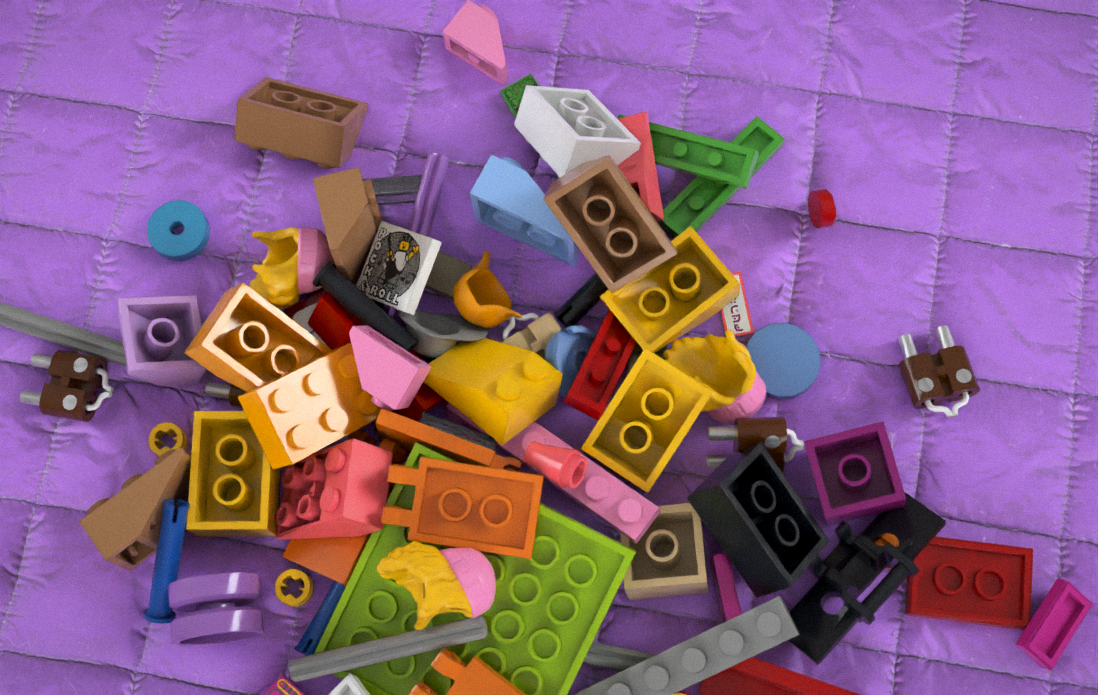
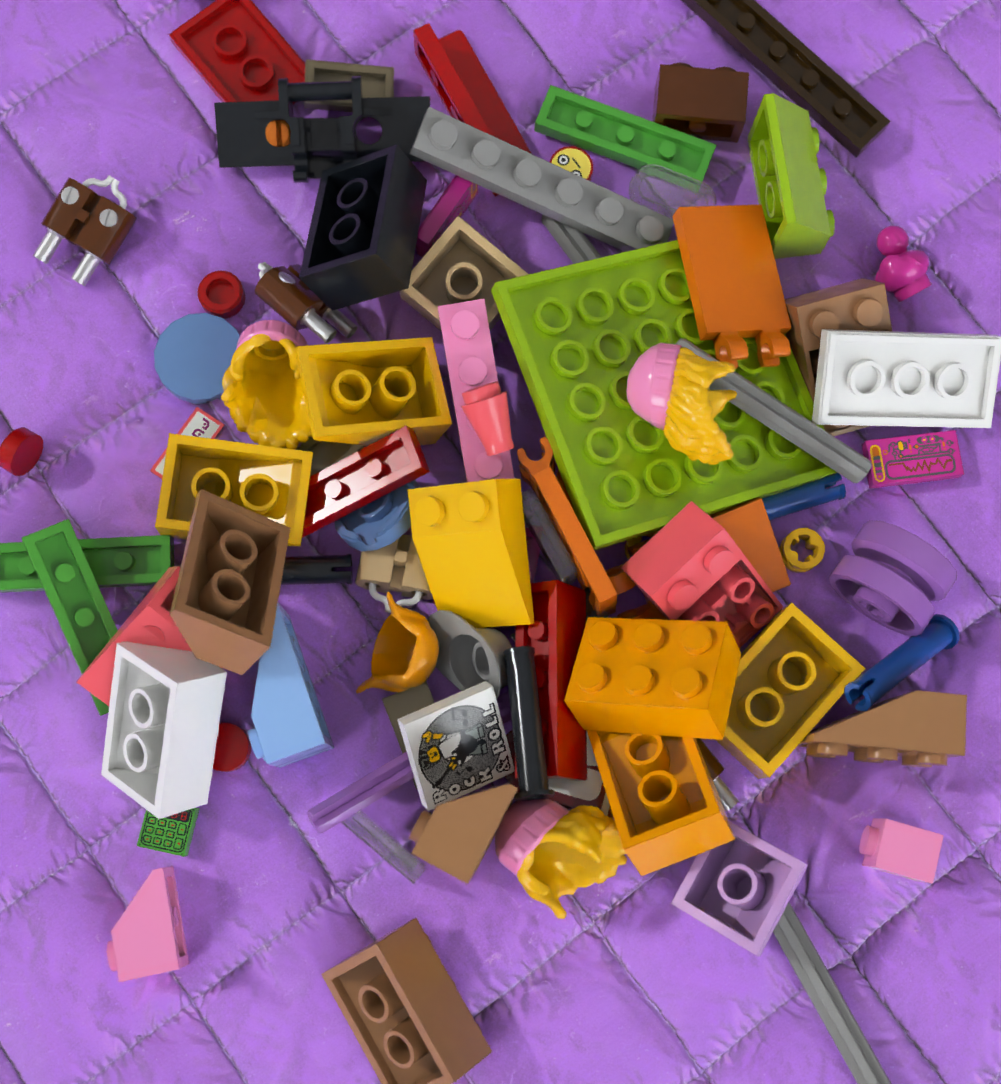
camera: 145 degrees left, 5 degrees up
(71, 386) = (859, 933): reddish brown piece -> none
(82, 453) = (901, 849): none -> bright pink brick
(167, 219) = (626, 1033): dark azure piece -> none
(169, 429) = (801, 804): yellow bush -> none
(386, 369) = (560, 640): bright pink slope -> none
(469, 506) = (602, 447): orange tile -> none
(534, 165) = (231, 748): none -> red tile
(812, 412) = (221, 294): none -> red tile
(855, 473) = (245, 200): magenta brick -> none
(891, 620) = (376, 81): none -> dark tan tile

